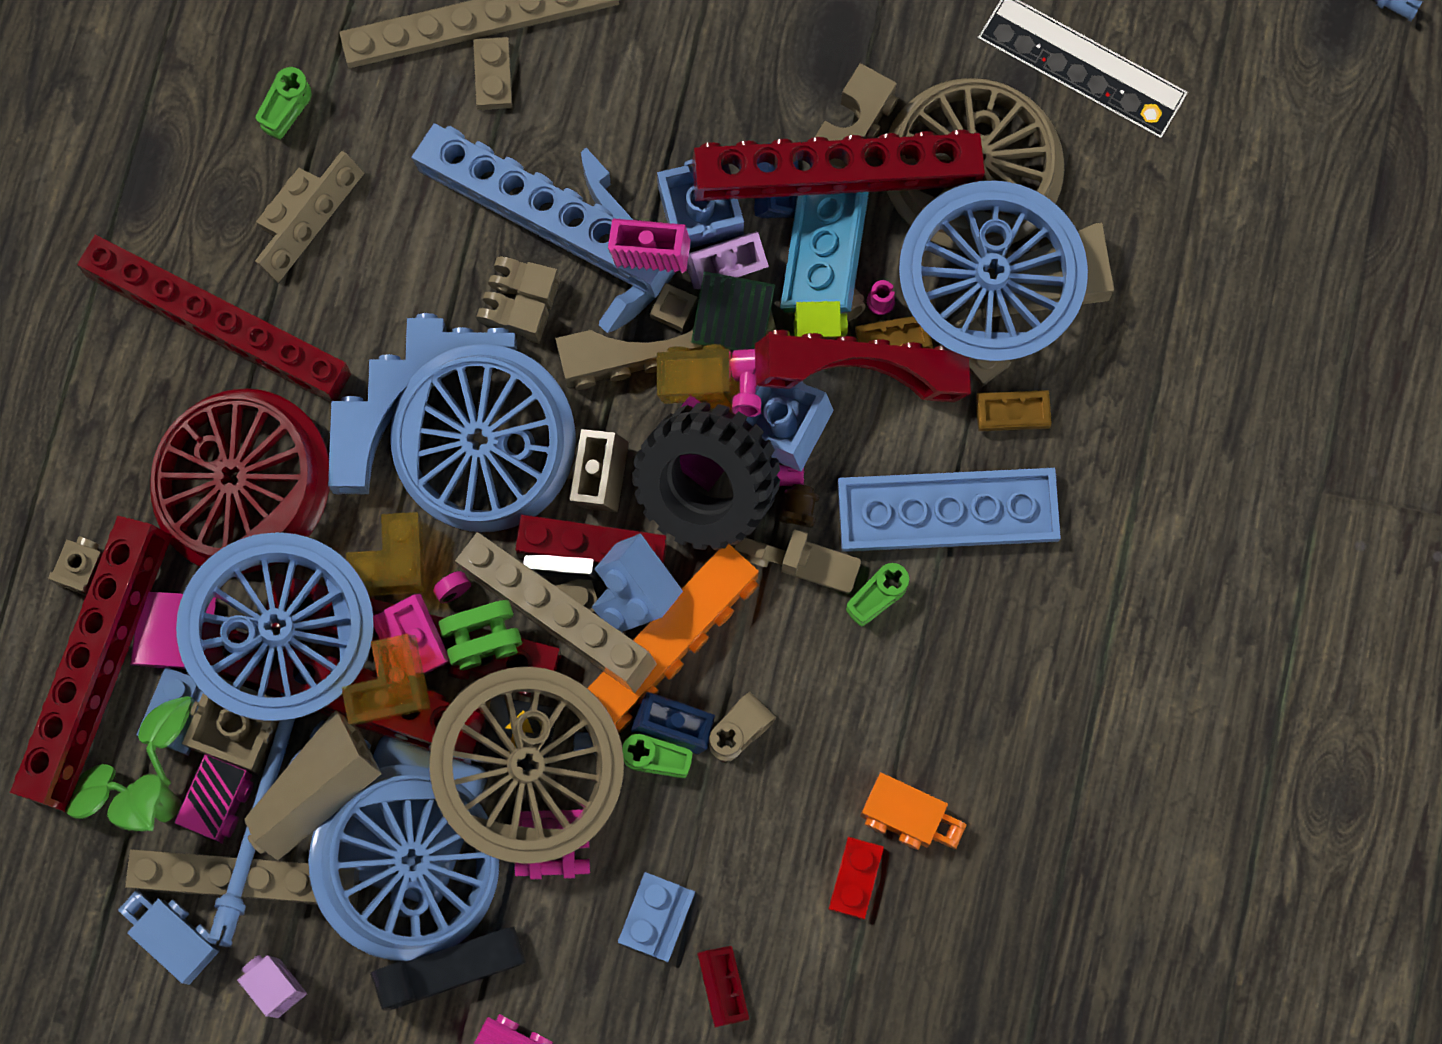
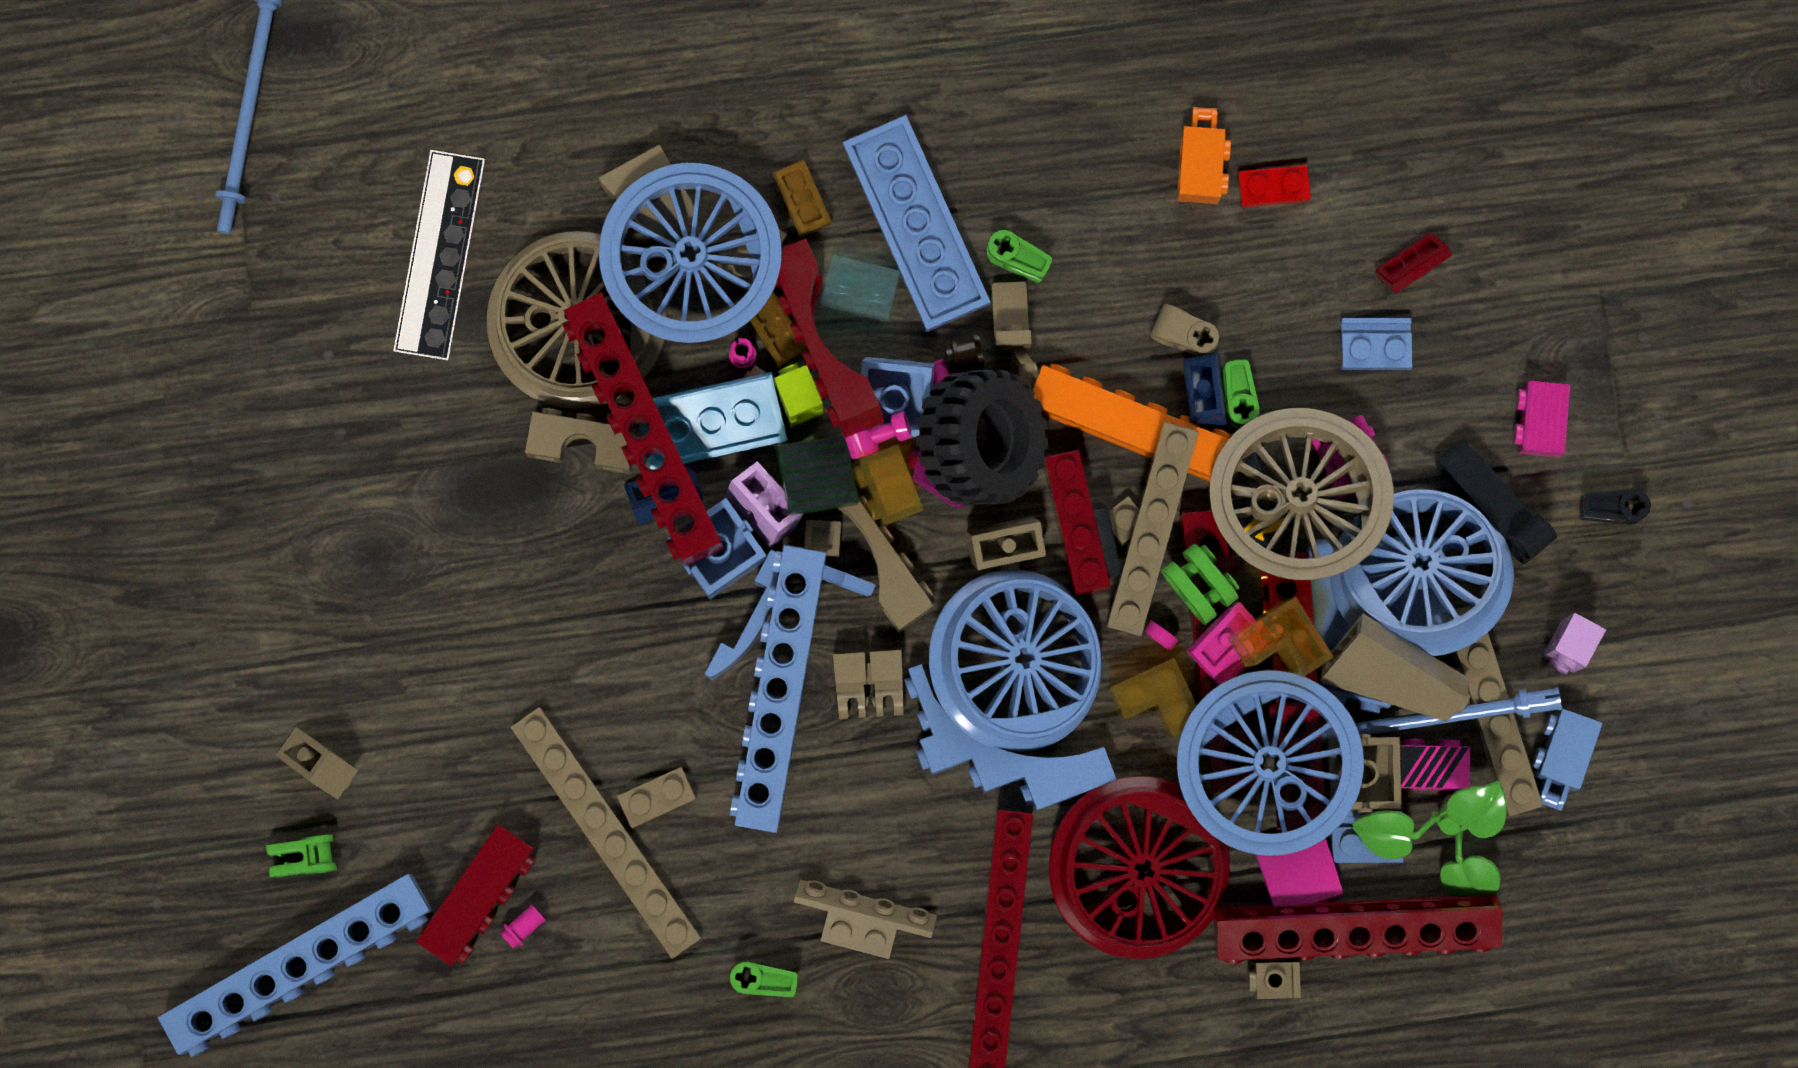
camera: 115 degrees left, 5 degrees up
(637, 585) = (1105, 464): medium blue brick -> none
(649, 245) = (795, 562): dark pink brick -> none
(904, 432) = (860, 288): none -> clear light blue plate

